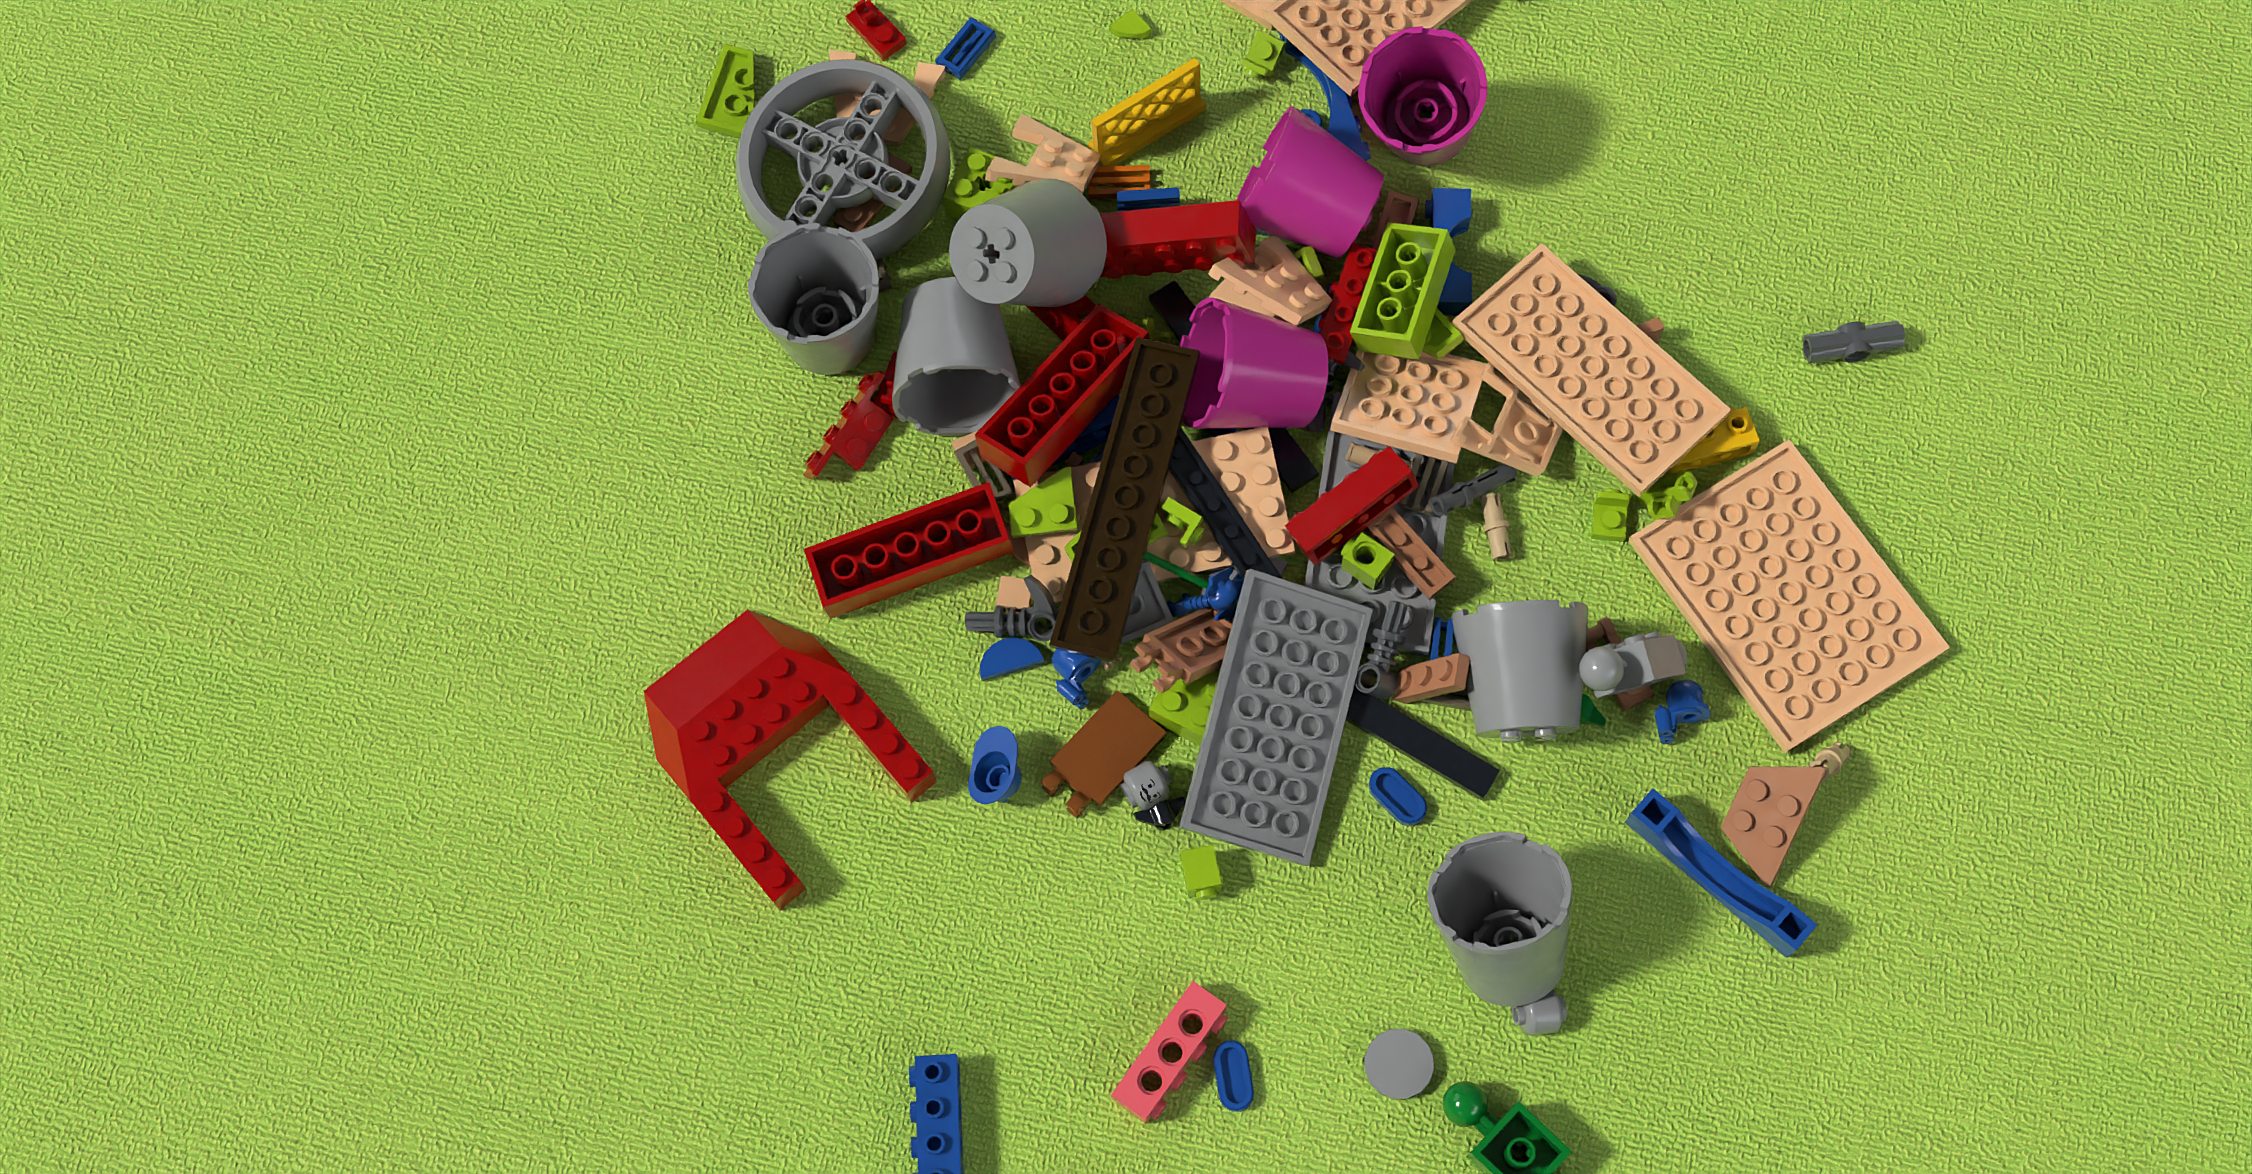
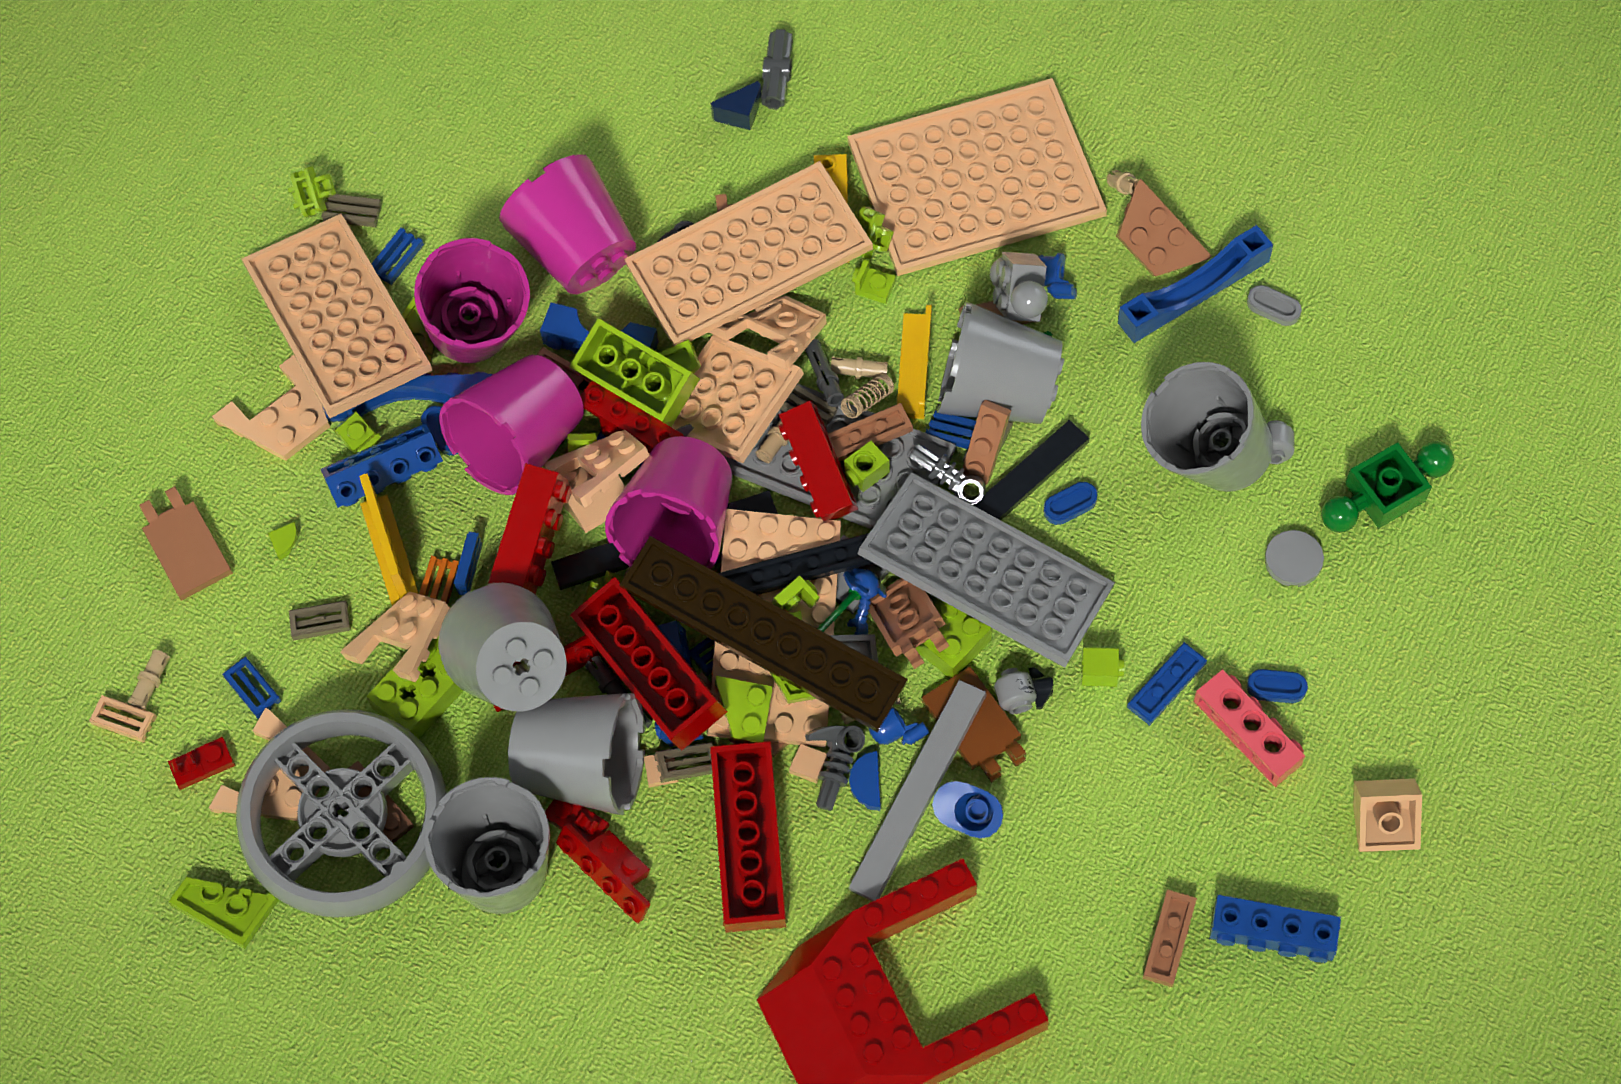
camera: 75 degrees left, 5 degrees down
(903, 1015) = (1169, 938): none -> nougat plate
(1008, 711) = (917, 791): none -> light grey tile
(1062, 106) = (316, 621): none -> dark tan tile
(1204, 951) = (1167, 683): none -> blue tile
(1233, 86) = (385, 464): none -> blue brick
(1480, 558) = (857, 403): none -> tan piece
(1487, 25) = (393, 252): none -> blue tile
(1522, 584) = (914, 363): none -> yellow panel
(1563, 174) = (570, 224): none -> dark pink cone
(1728, 975) = (1274, 305): none -> light grey tile
(1788, 315) = (738, 107): none -> dark blue slope

